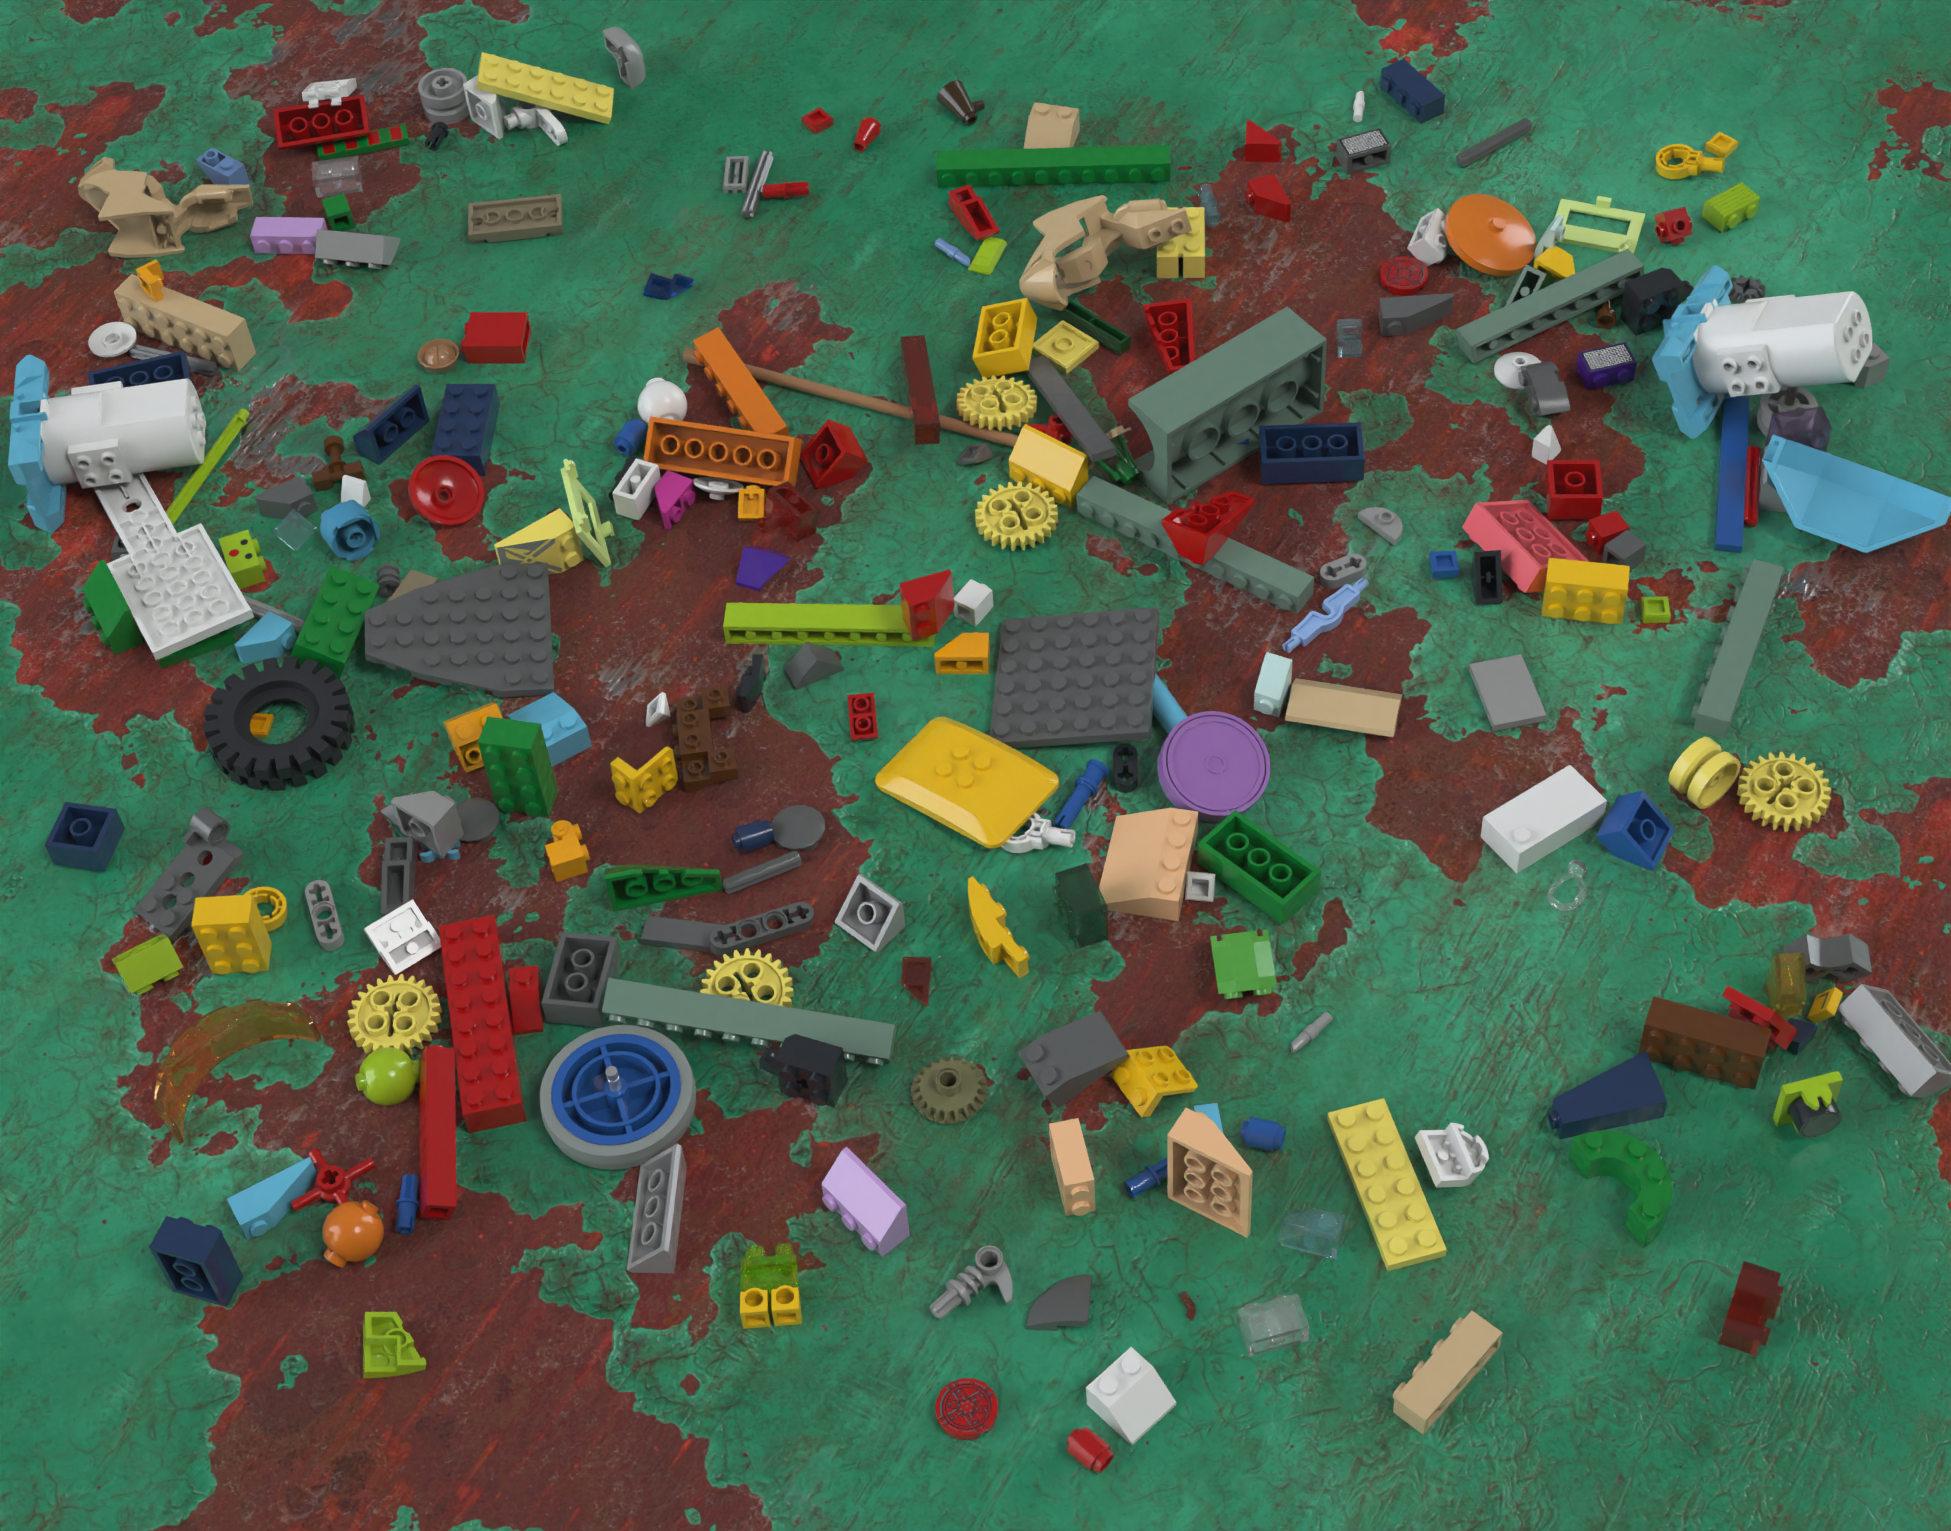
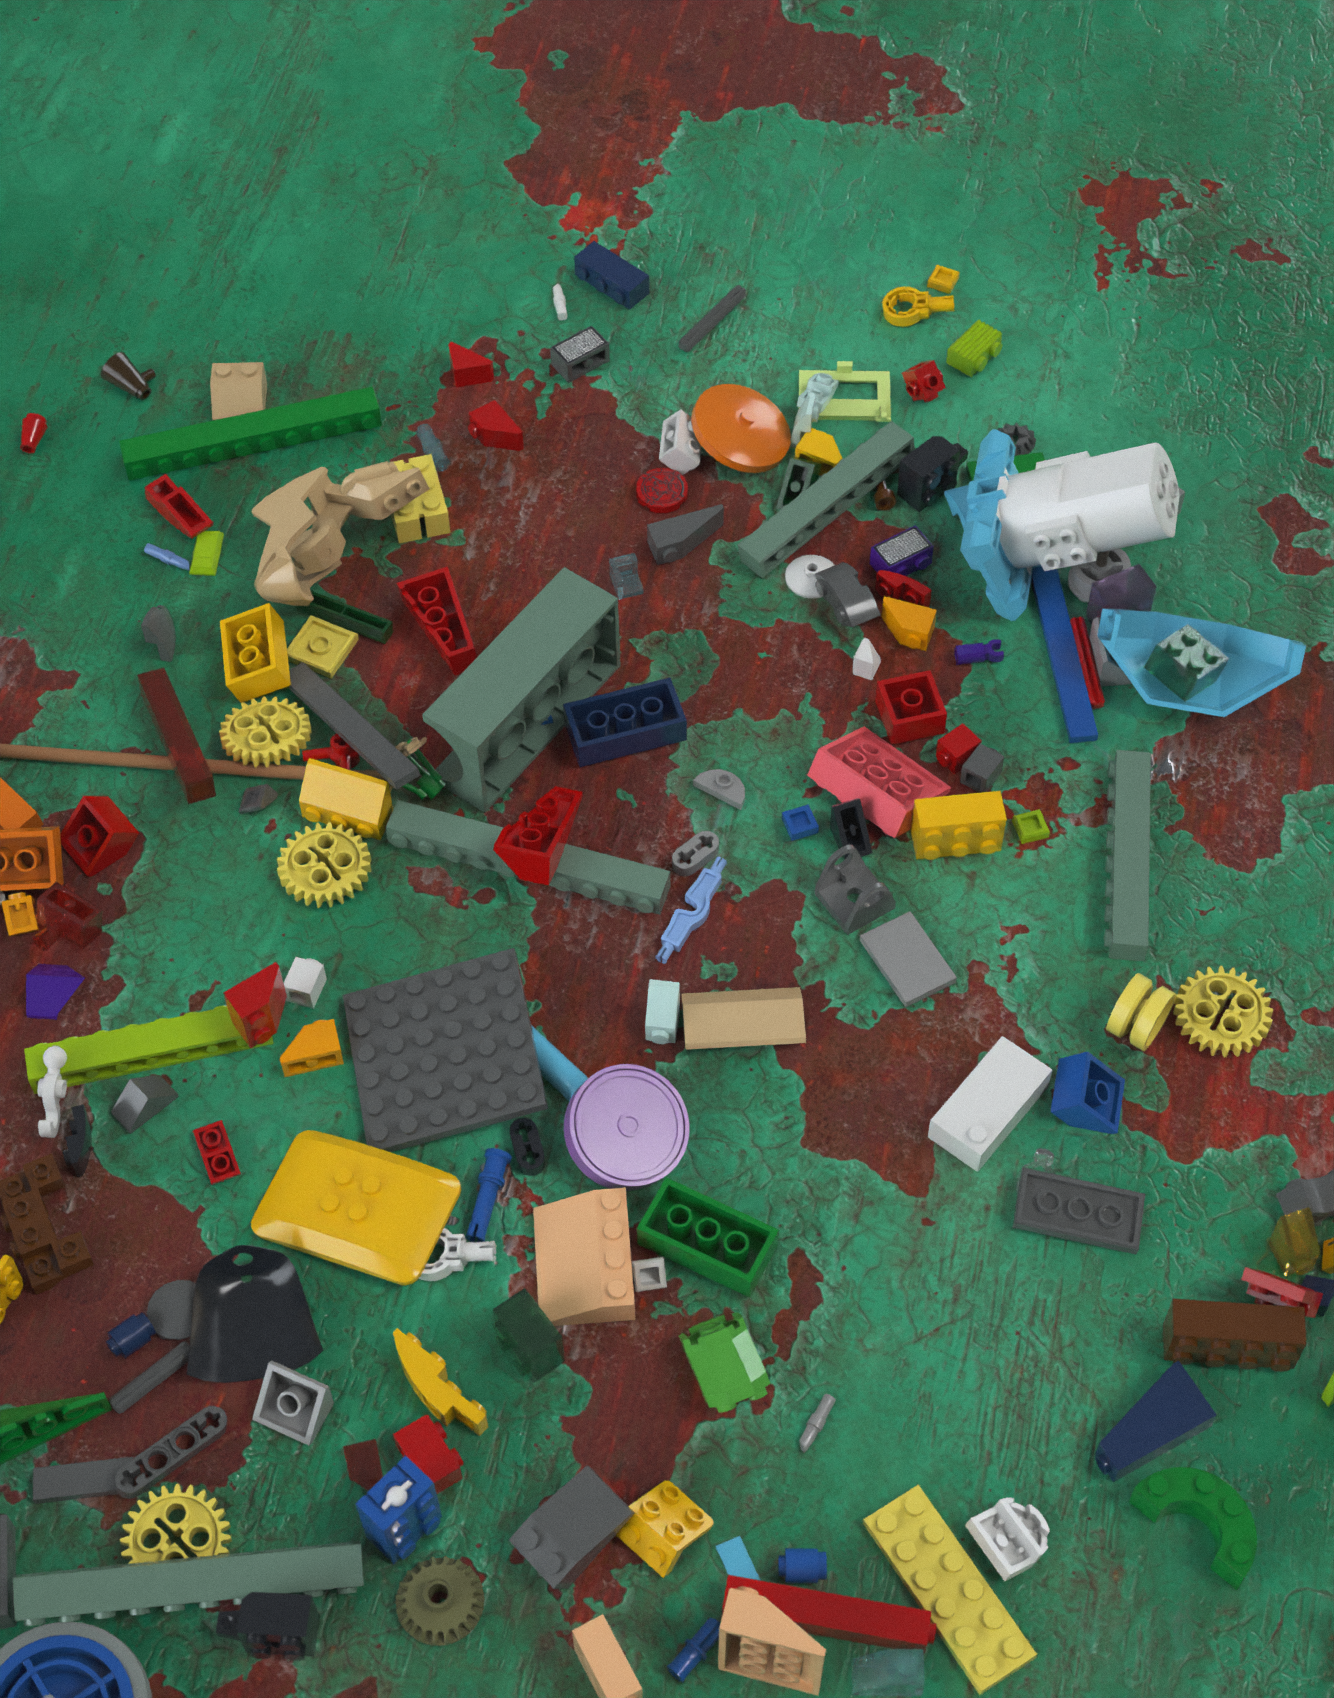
camera: 20 degrees left, 5 degrees up
(739, 639) = (51, 1089): none -> white piece
(842, 847) = (249, 1324): none -> black piece
(929, 304) = (160, 630): none -> dark grey brick
(933, 1006) = (400, 1510): none -> blue piece
(971, 979) = (425, 1447): none -> red brick
(1299, 1184) = (846, 1616): none -> red brick
(1466, 619) = (852, 878): none -> dark grey hose
(1575, 217) = (822, 387): none -> light aqua slope
(1595, 391) = (901, 586): none -> red slope
(1596, 422) = (909, 622): none -> light orange slope
(1597, 921) = (1079, 1210): none -> dark grey tile
(1652, 459) = (978, 652): none -> dark purple bar
(1843, 499) = (1186, 662): none -> brick

